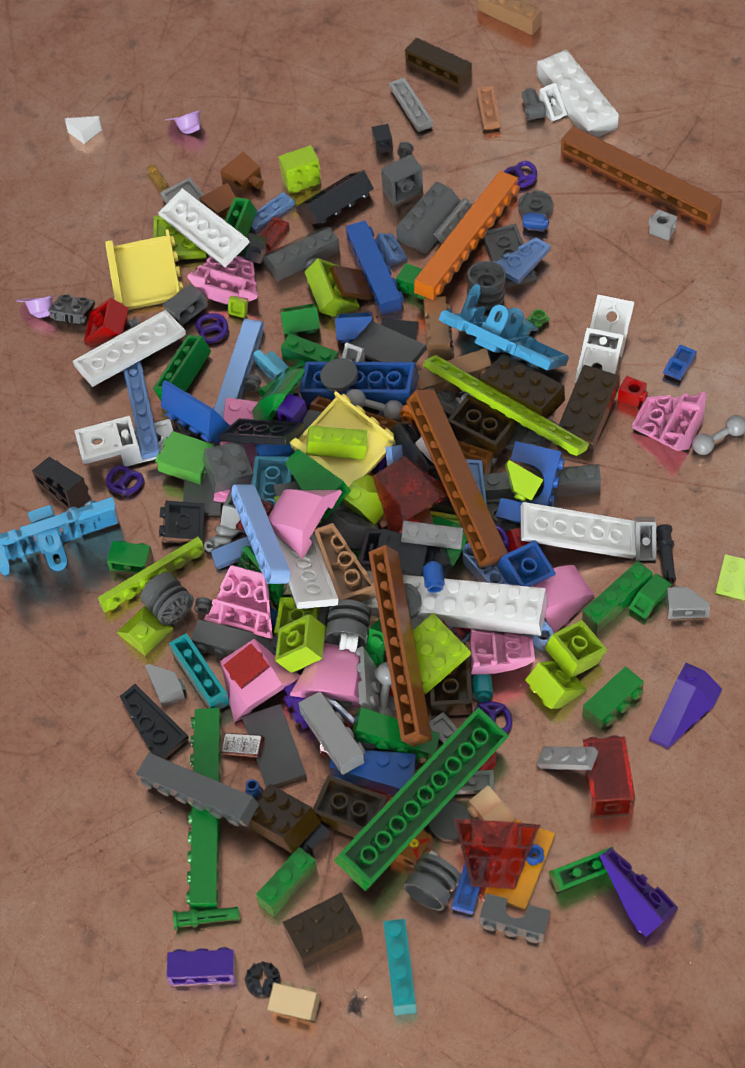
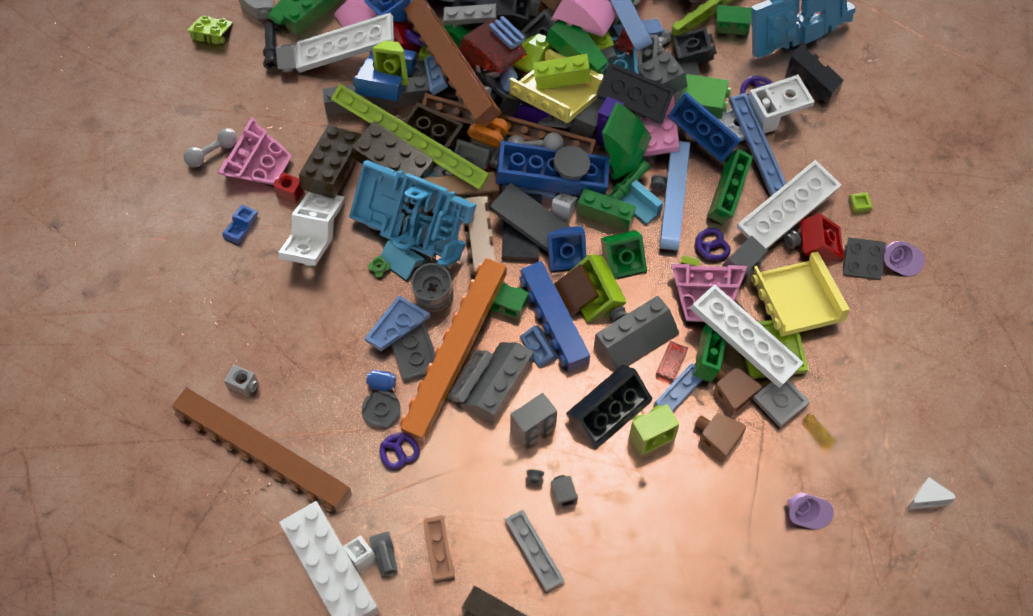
camera: 170 degrees right, 5 degrees up
(56, 361) = (860, 202): none -> lime tile
(255, 249) = (686, 326): black brick -> none
(384, 476) = (509, 30): none -> medium blue tile

